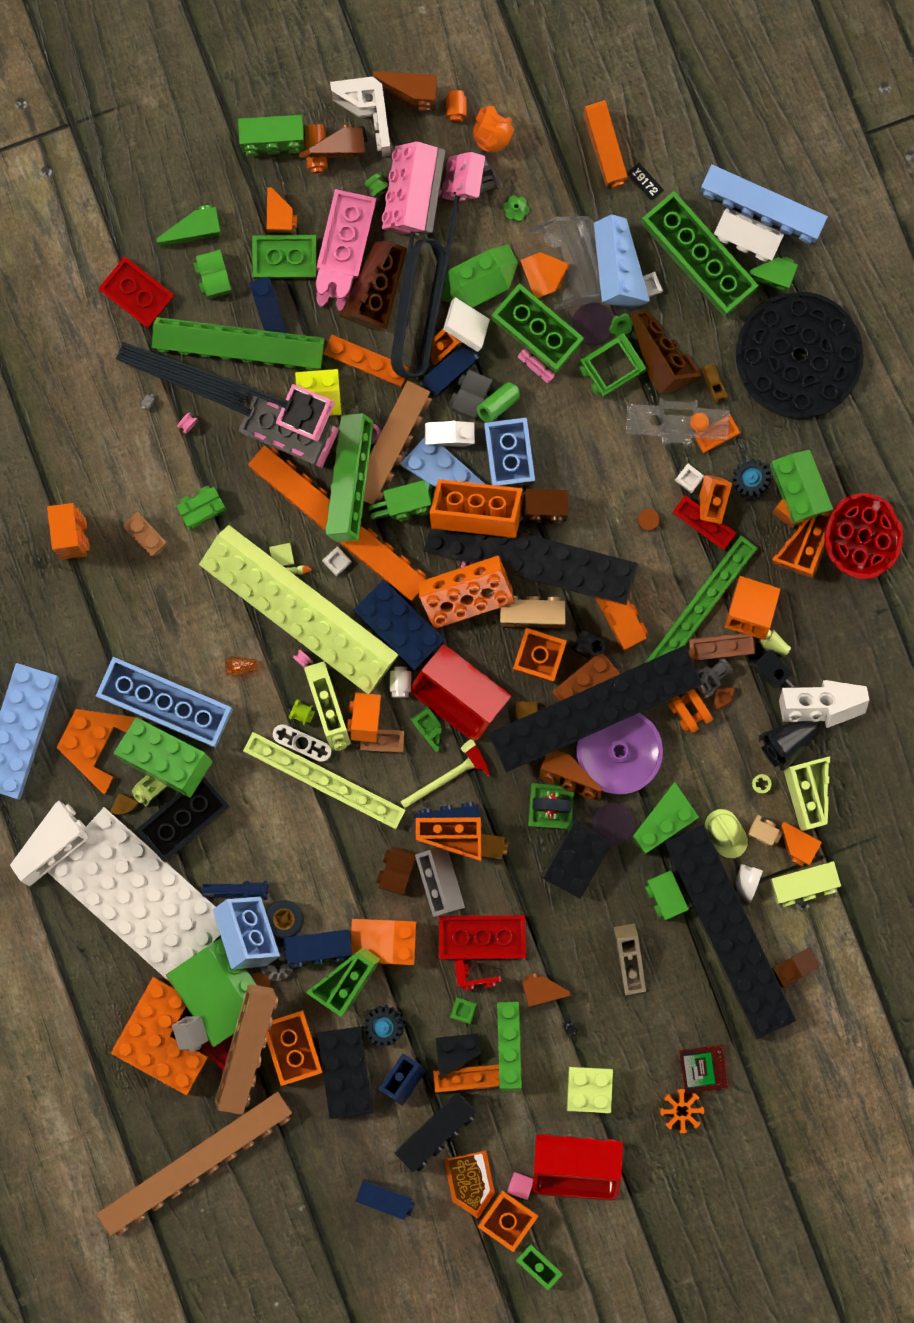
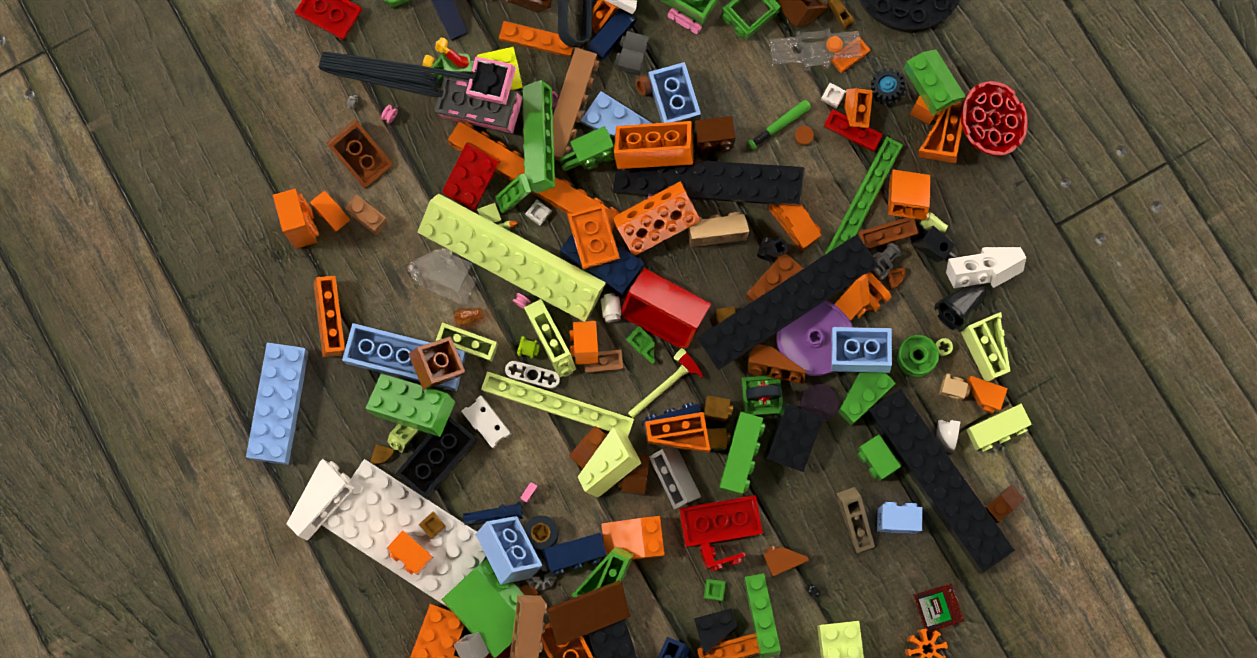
camera: 10 degrees left, 5 degrees down
(86, 739) = (339, 403): orange wing -> none
(88, 643) = (329, 316): none -> orange brick
(105, 524) = (330, 211): none -> orange slope
(138, 918) = (410, 553): none -> orange brick
(147, 463) = (359, 153): none -> dark orange slope
(167, 892) = (432, 525): none -> pearl gold tile
(198, 717) = (436, 363): none -> dark orange brick
(200, 507) = (412, 184): bright green brick -> none
(221, 620) = (443, 275): none -> clear windscreen
(235, 696) = (469, 342): none -> yellowish green brick
(238, 343) = (422, 39): bright green brick -> none
(243, 787) = (486, 422): none -> white piece
(263, 379) = (449, 60): none -> torso
(267, 510) = (470, 176): none -> red plate
(277, 873) = (529, 492): none -> bright pink tile
(311, 538) = (513, 193): none -> bright green tile
(321, 1014) = (588, 612): none -> reddish brown tile
(351, 833) = (588, 447): none -> dark orange slope
(370, 855) = (609, 463): none -> yellowish green wedge
(384, 1025) = (646, 614): black wheel -> none
(392, 601) = (593, 236): none -> orange tile
(450, 433) = (620, 87): white slope -> none
(479, 434) = (643, 85): none -> dark orange tile
(498, 402) = (657, 54): bright green brick -> none
(498, 815) = (717, 409): none -> pearl gold brick
(515, 869) = (740, 454): none -> bright green brick
(539, 655) = (730, 265): orange brick -> none
(629, 499) = (782, 122): none -> bright green piece
(665, 775) = (861, 349): none -> light blue brick
(671, 716) = (855, 299): none -> orange slope
(676, 966) = (899, 518): none -> light blue brick
(726, 833) = (921, 395): yellowish green piece -> none
(736, 778) = (923, 346): none -> bright green wheel

